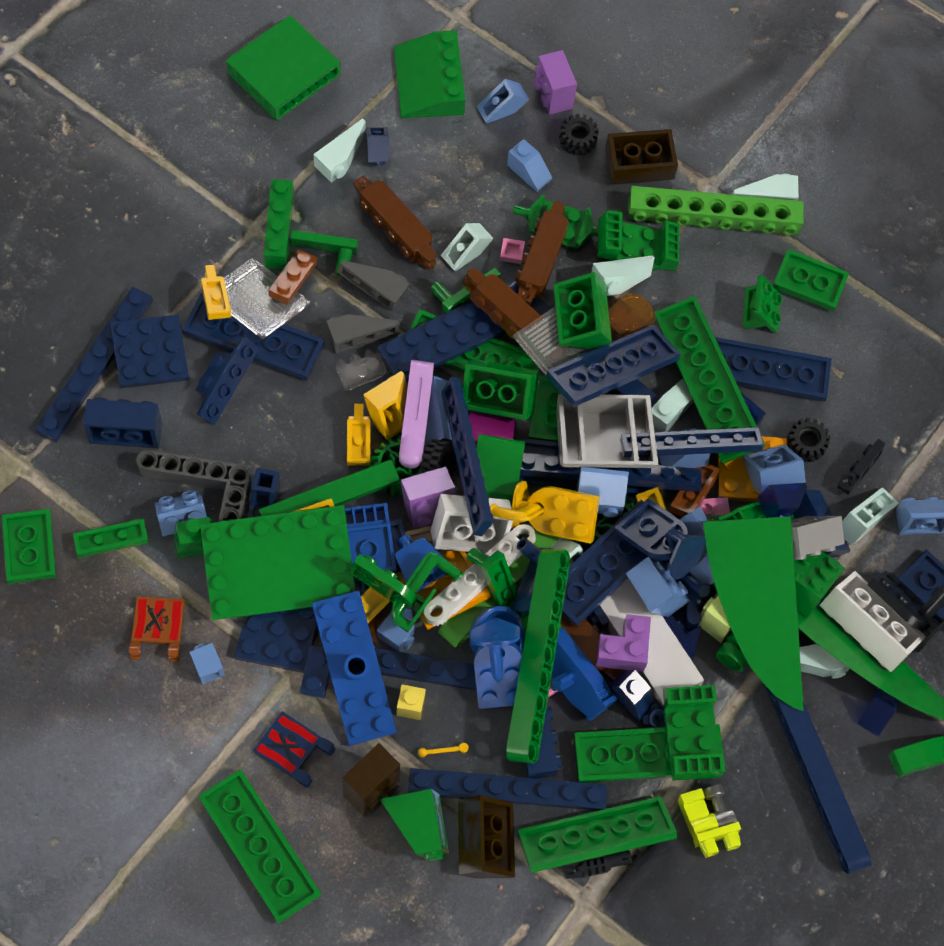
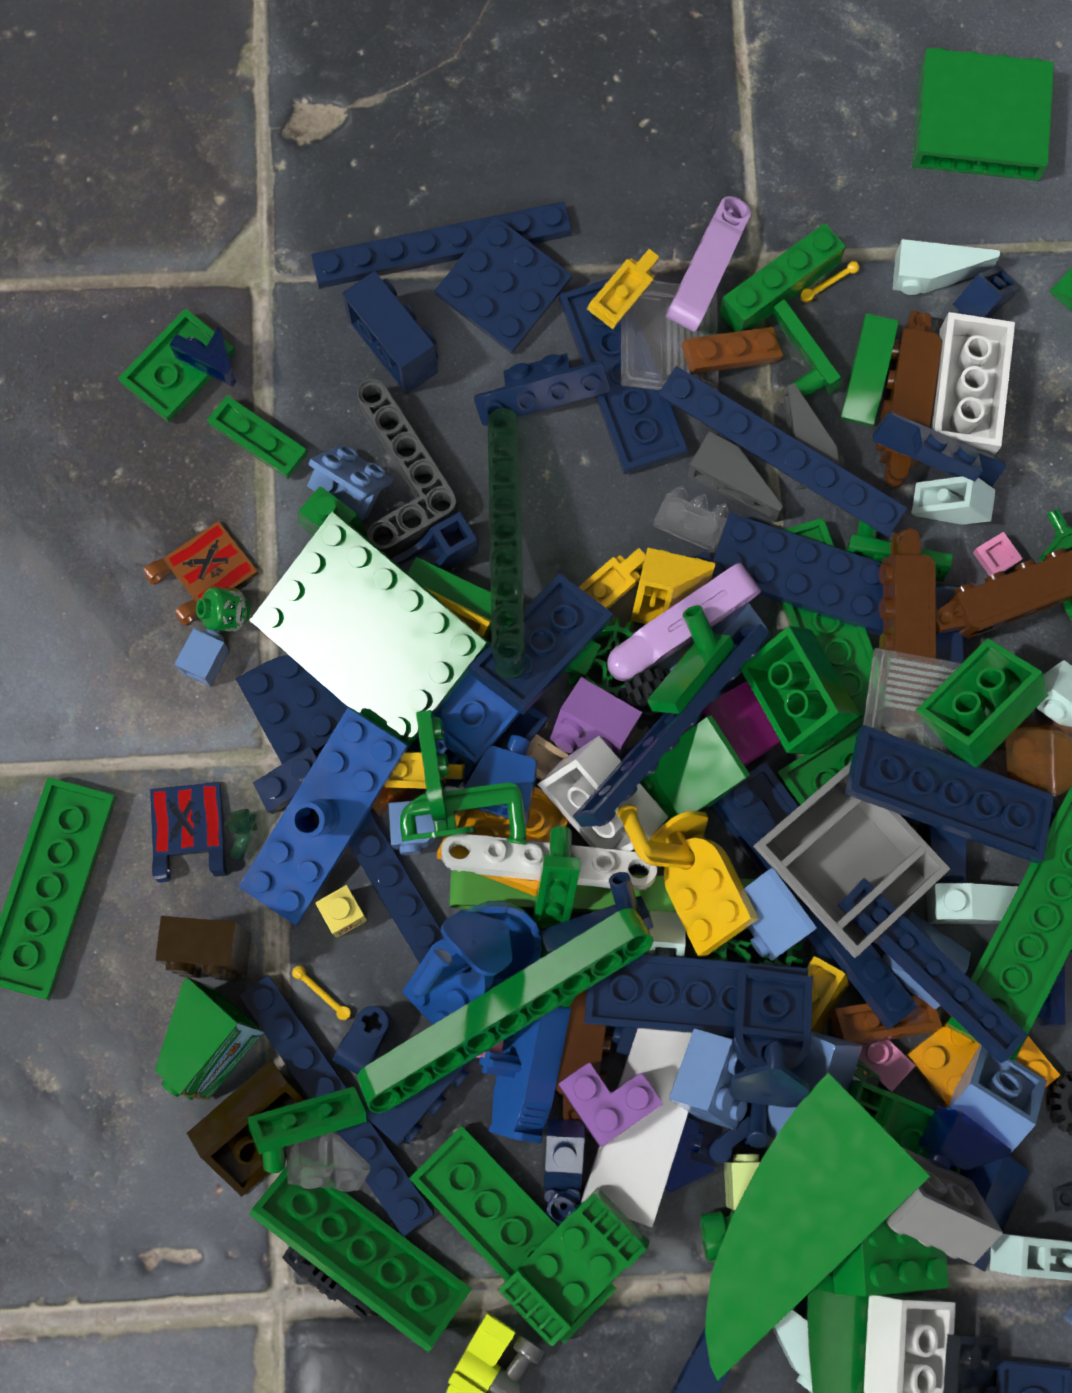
camera: 55 degrees right, 10 degrees up
(51, 522) = (209, 359): none -> clear blue slope
(192, 630) = (223, 609): none -> green head
(238, 248) = (709, 263): none -> lavender piece
(296, 220) = (808, 294): none -> yellow hinge
(297, 457) = (506, 545): none -> clear green beam
(318, 715) = (242, 824): none -> clear green plate
(364, 225) = (869, 369): none -> green slope
(366, 483) = (557, 631): none -> dark blue plate
(370, 296) = (782, 452): none -> dark blue plate
(419, 188) = (973, 380): none -> white brick
(437, 228) = (937, 449): none -> dark blue bracket
(445, 423) = (694, 667): none -> green piece
(488, 749) = (359, 1045): none -> dark blue piece
(507, 805) = (303, 1122): none -> green piece
(533, 814) = (325, 1163): none -> clear slope

